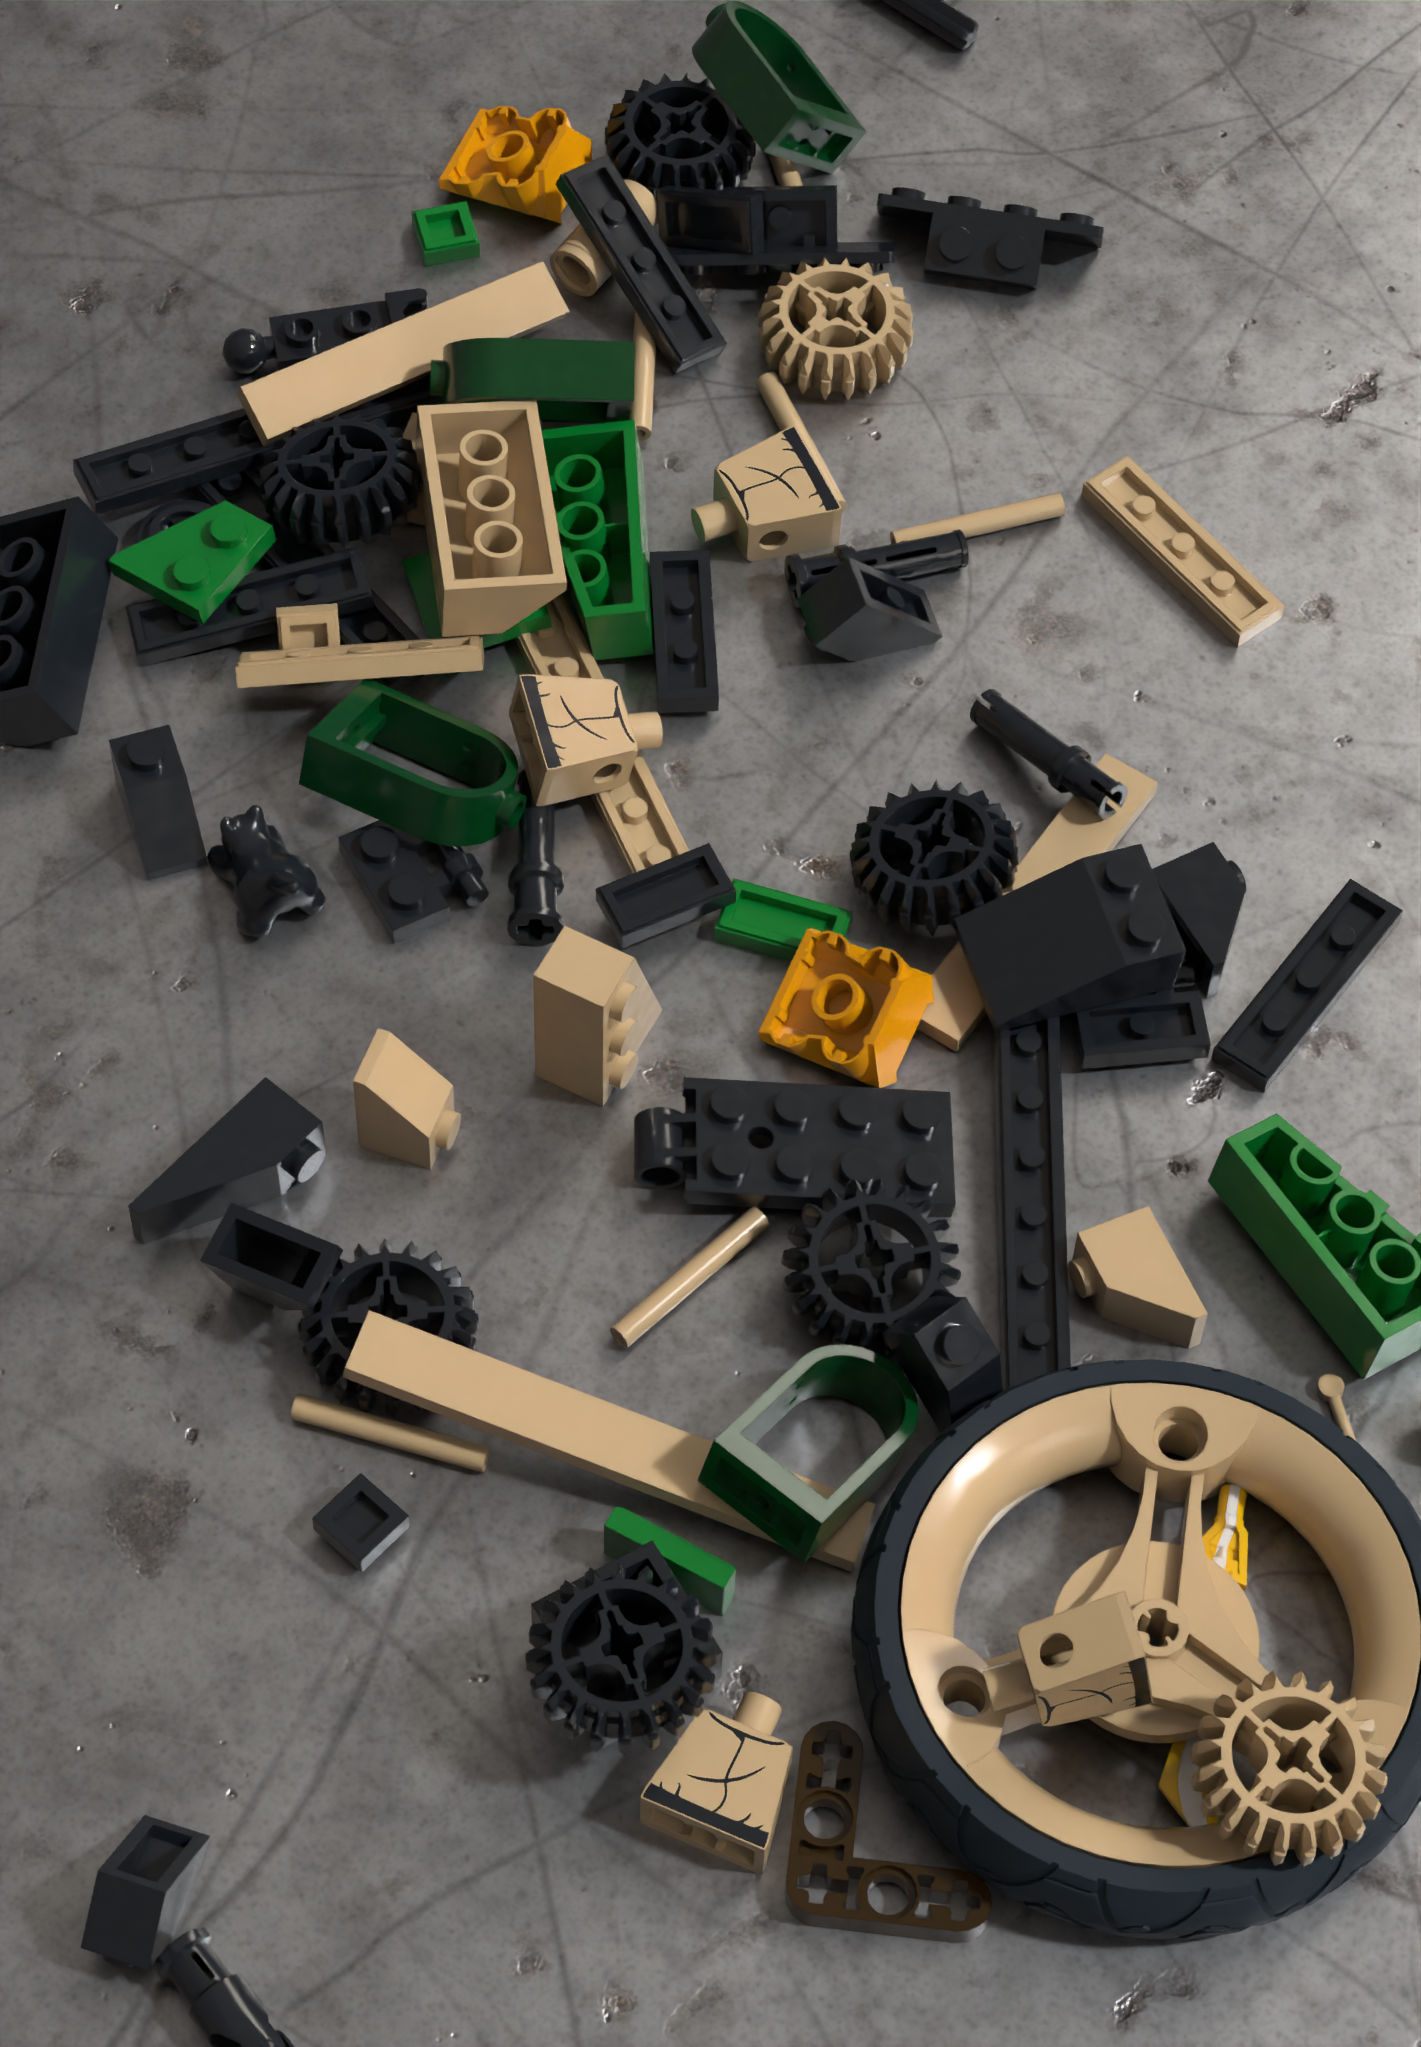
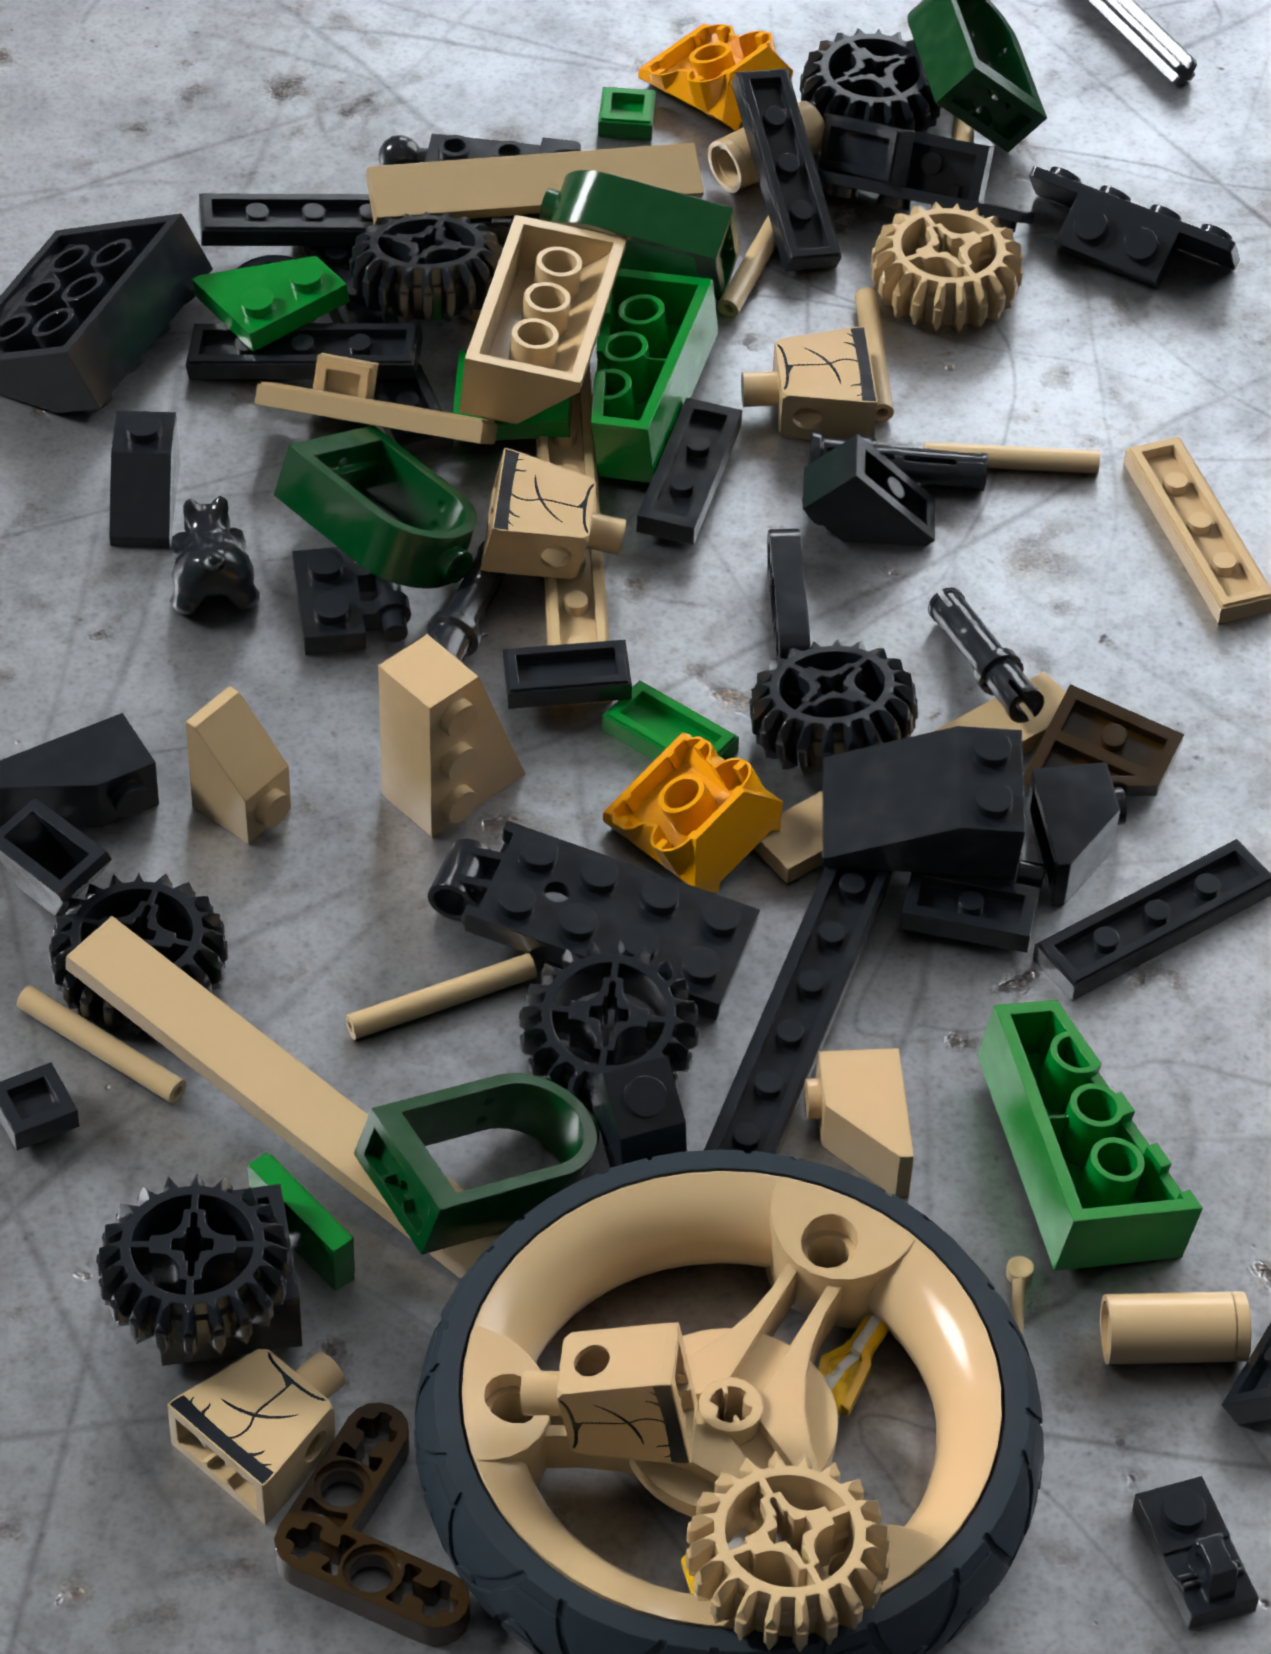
camera: 20 degrees right, 10 degrees down
(836, 745) = (787, 591): none -> black beam
(1190, 810) = (1098, 731): none -> dark brown wing

